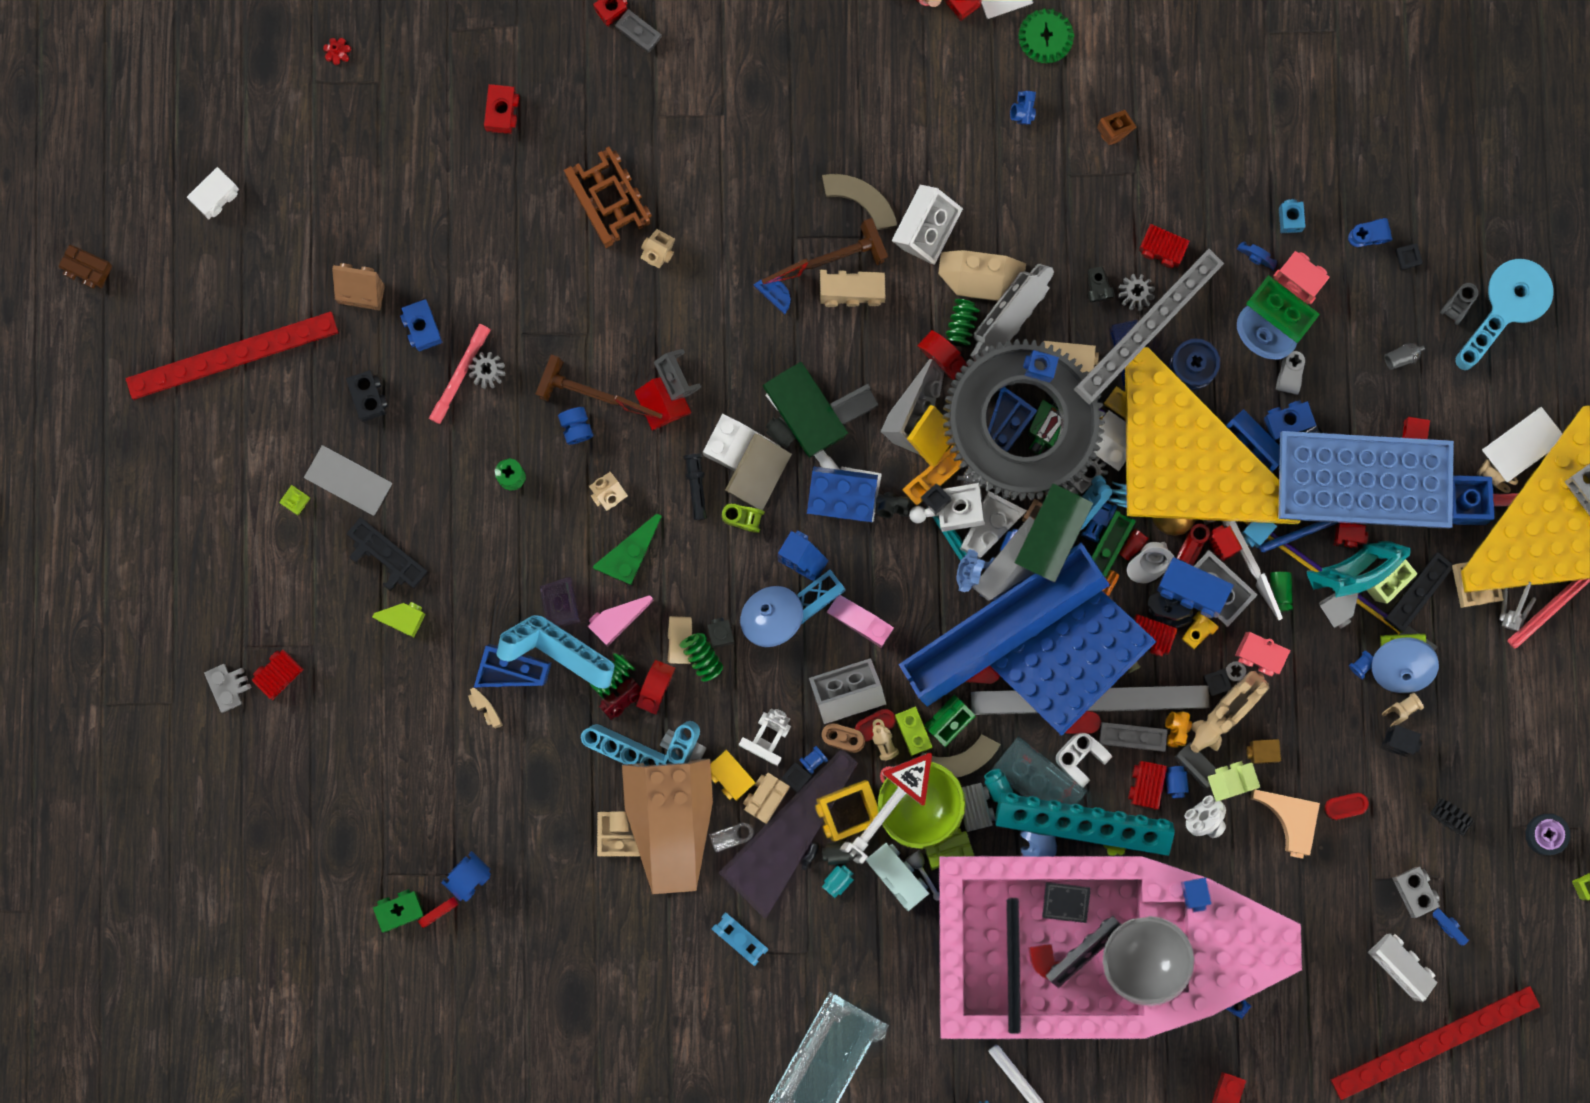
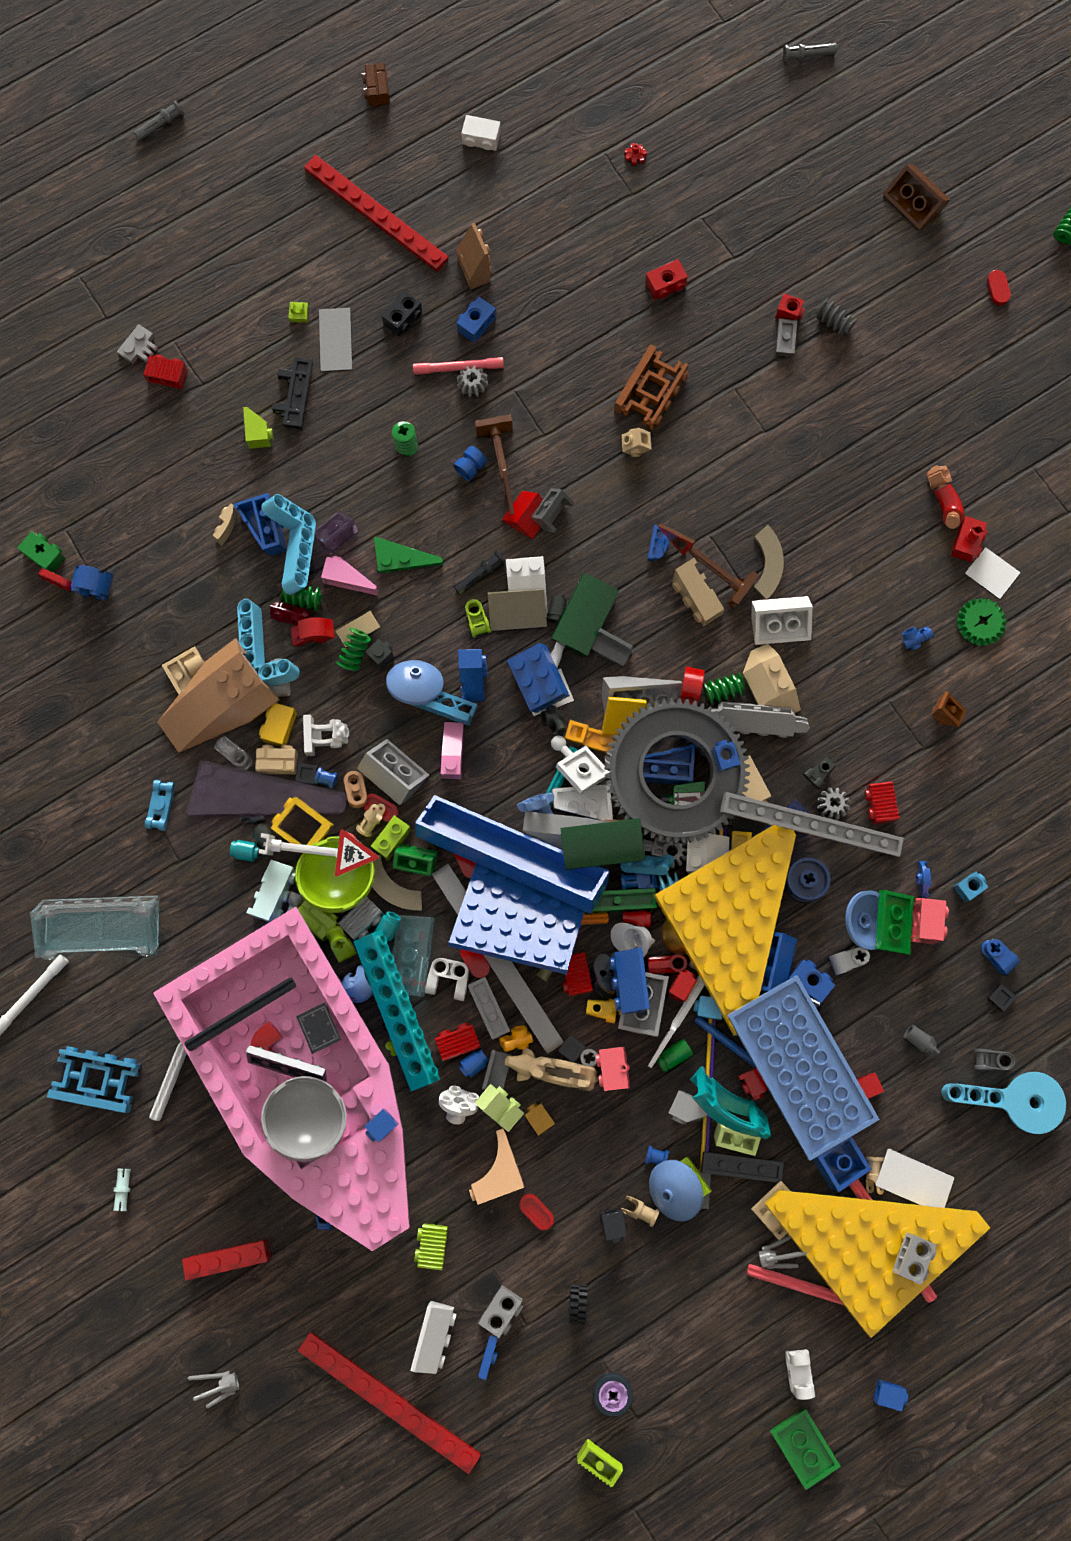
camera: 60 degrees right, 5 degrees down
(607, 491) = (435, 513): tan brick -> none
(936, 499) = (577, 747): black tile -> none
(988, 841) = (340, 943): none -> lime piece
(1321, 920) = (432, 1246): none -> lime brick

